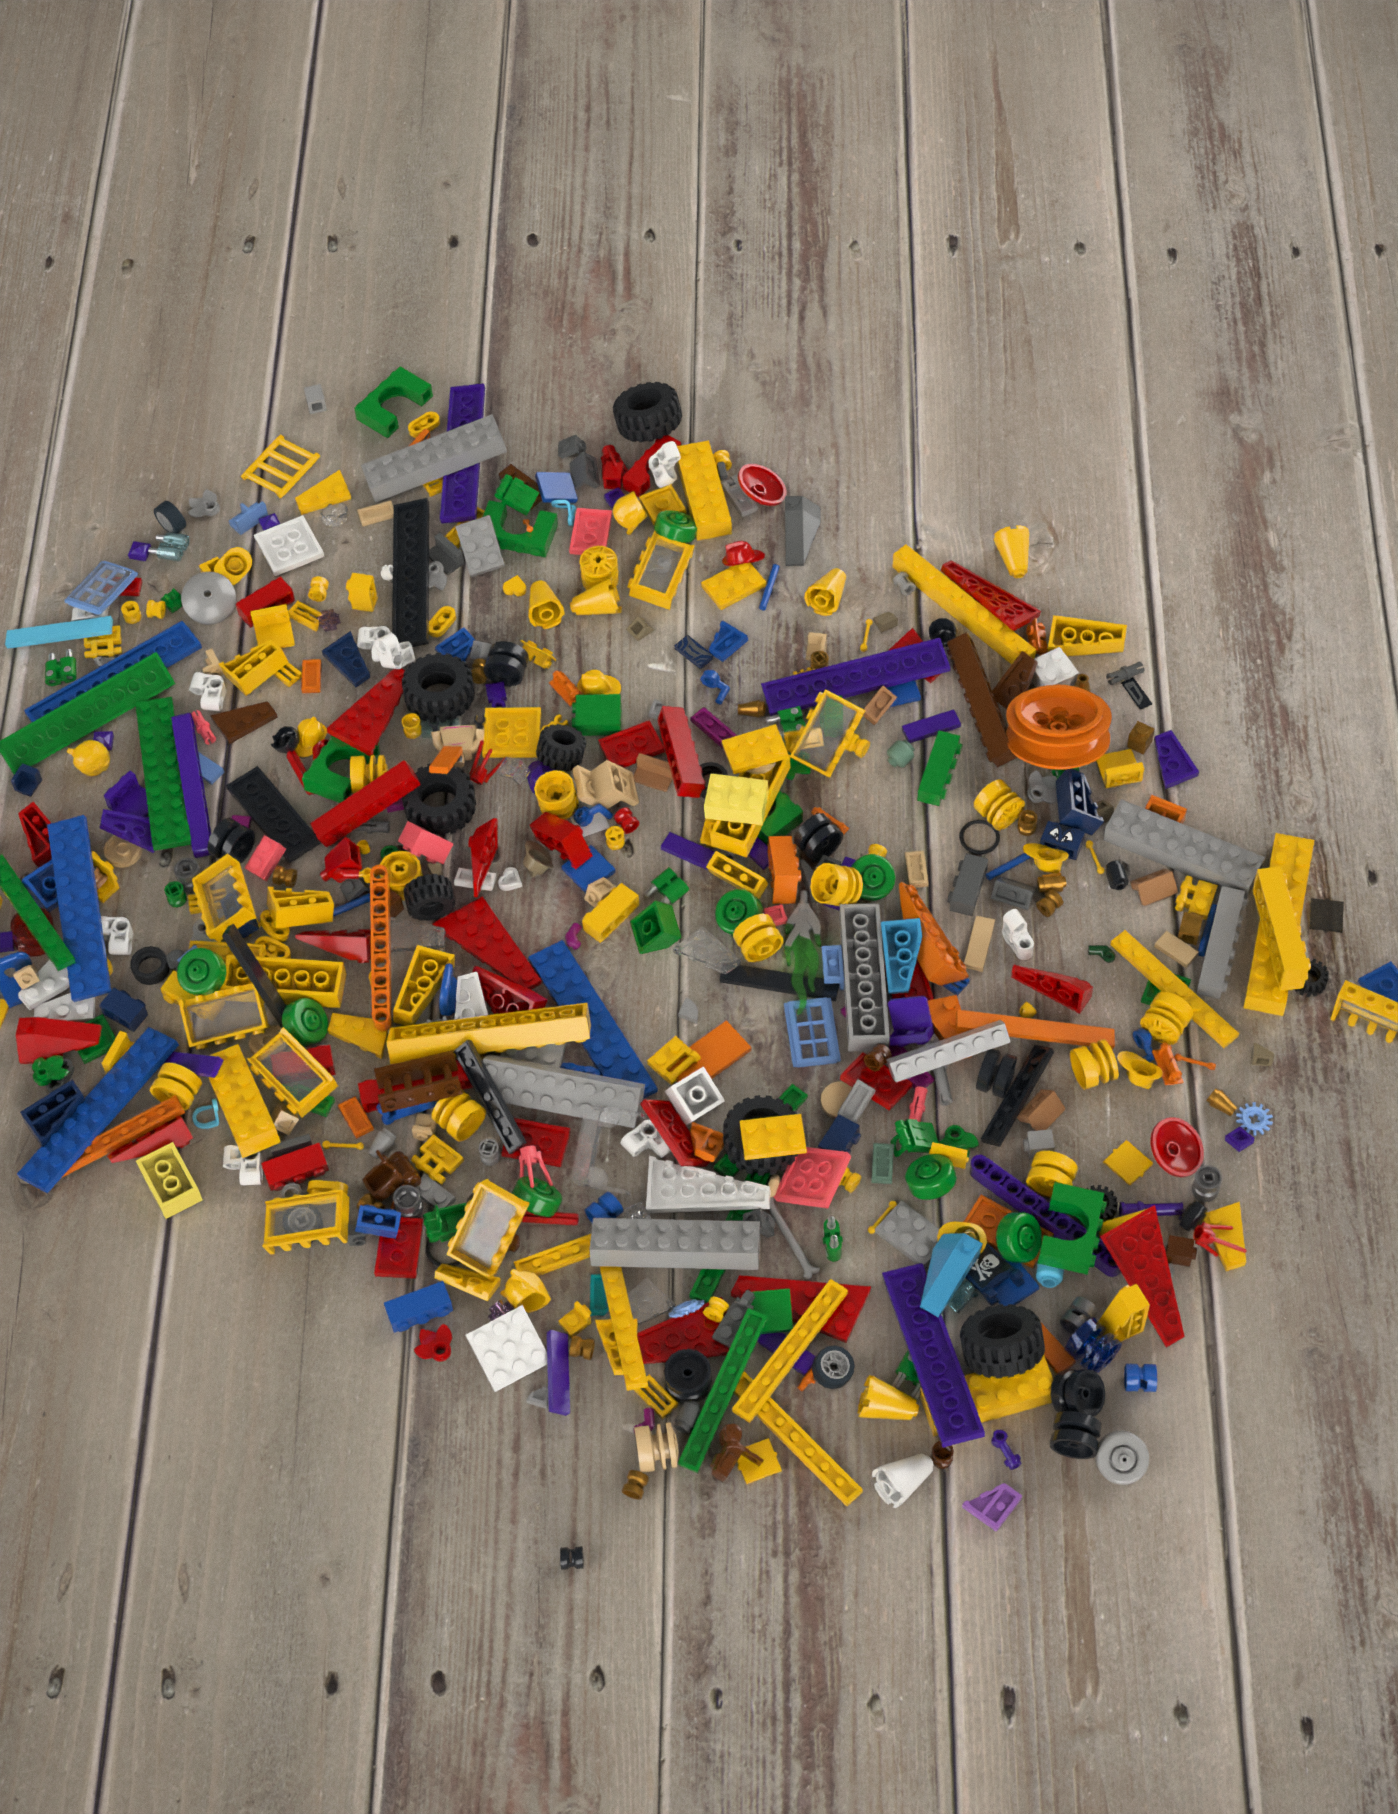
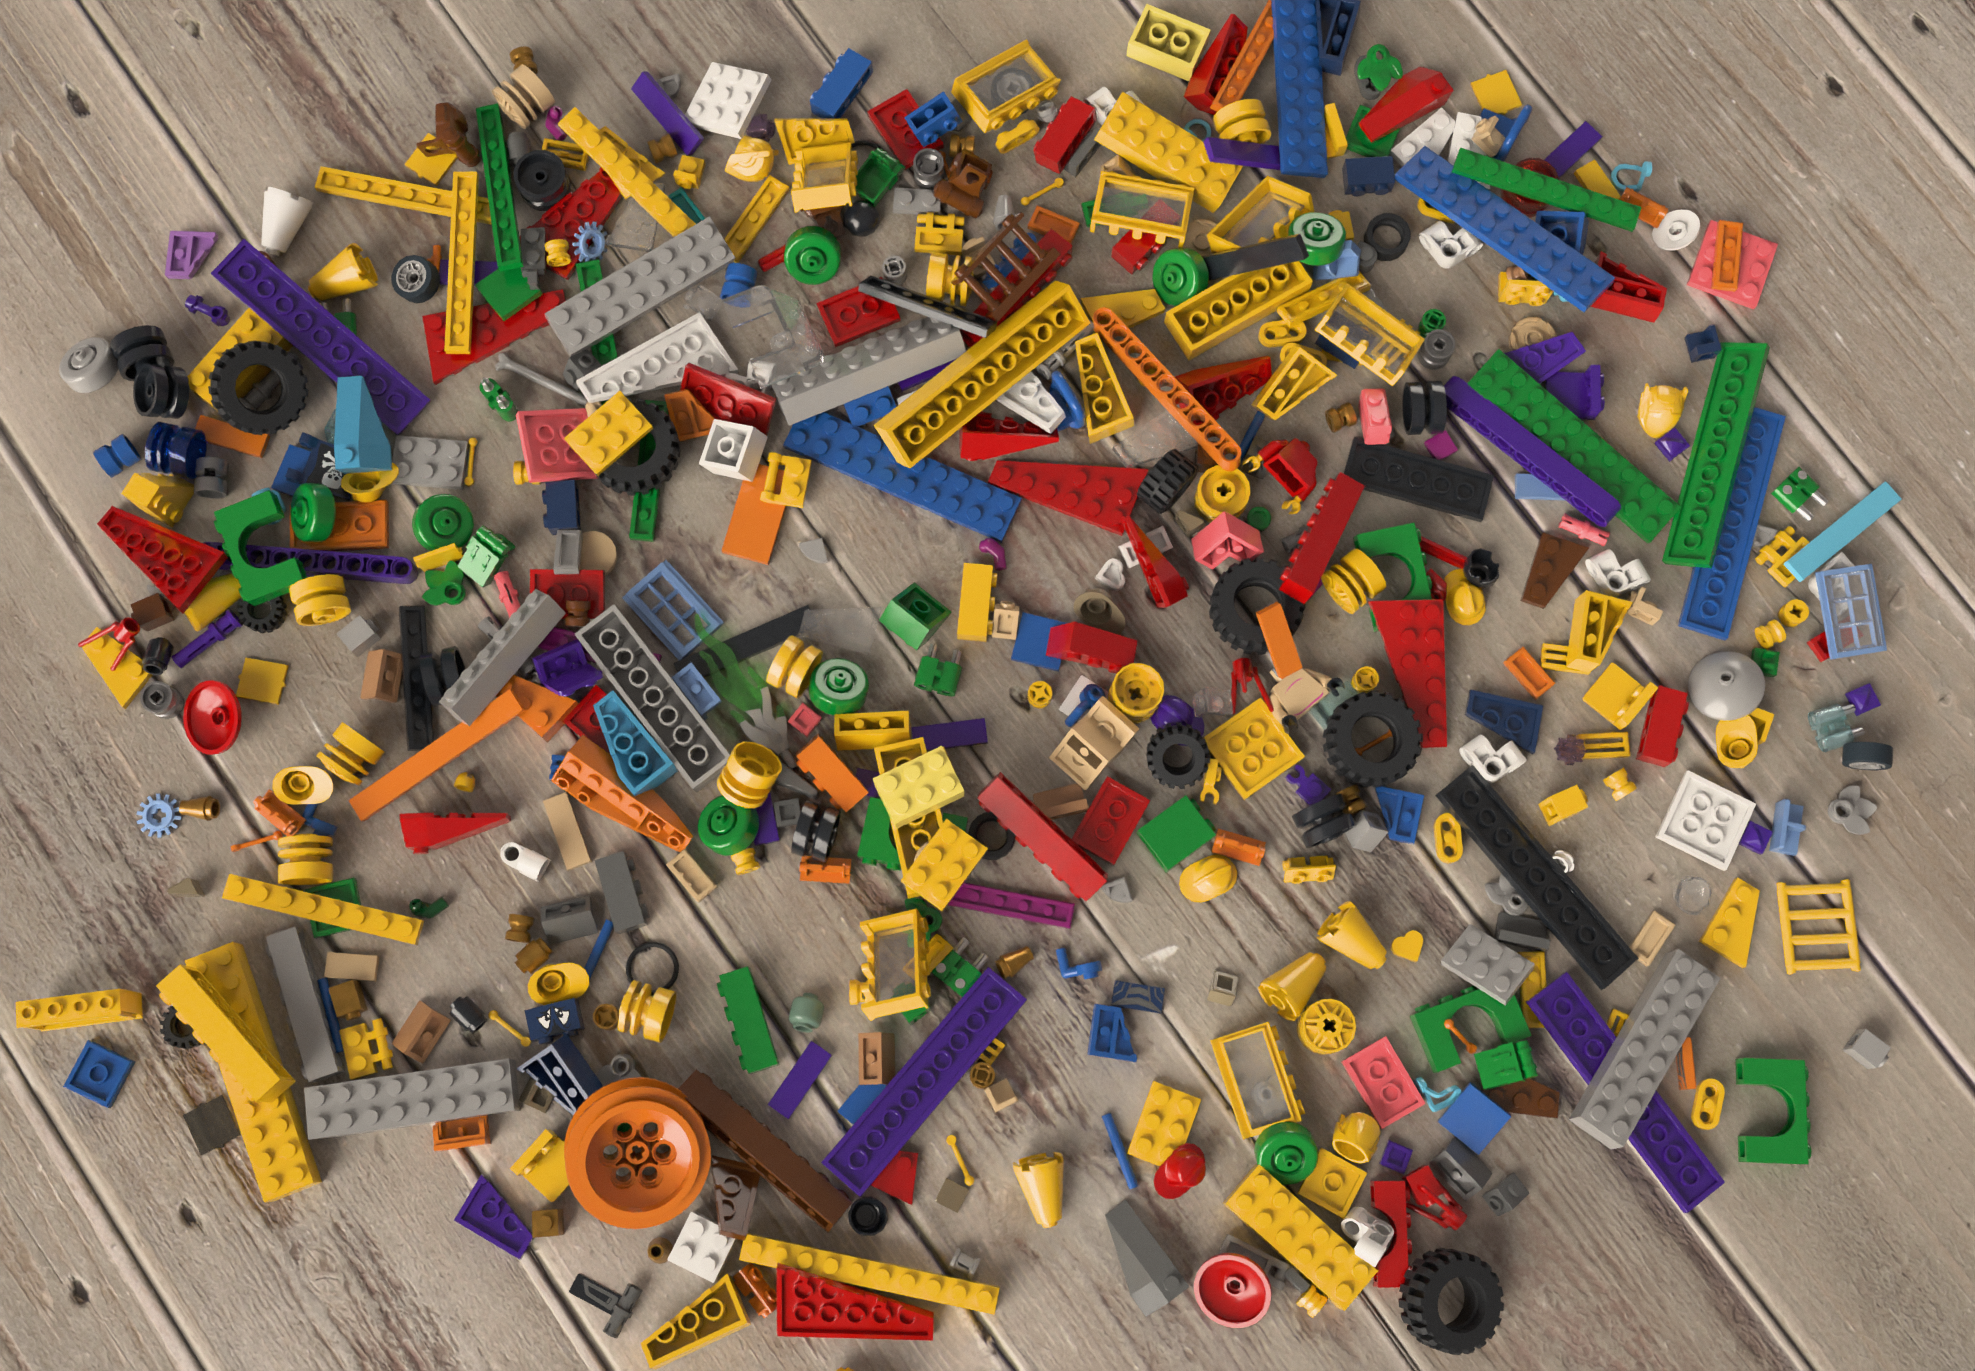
camera: 140 degrees right, 20 degrees up
(392, 653) = (1452, 750): white piece -> none
(433, 1342) = (805, 69): red plate -> none
(528, 1157) = (847, 282): coral plant -> none
(626, 820) = (1043, 722): red wheel -> none
(882, 1163) = (504, 513): sand green plate -> none
(1239, 1139) = (159, 778): dark purple tile -> none

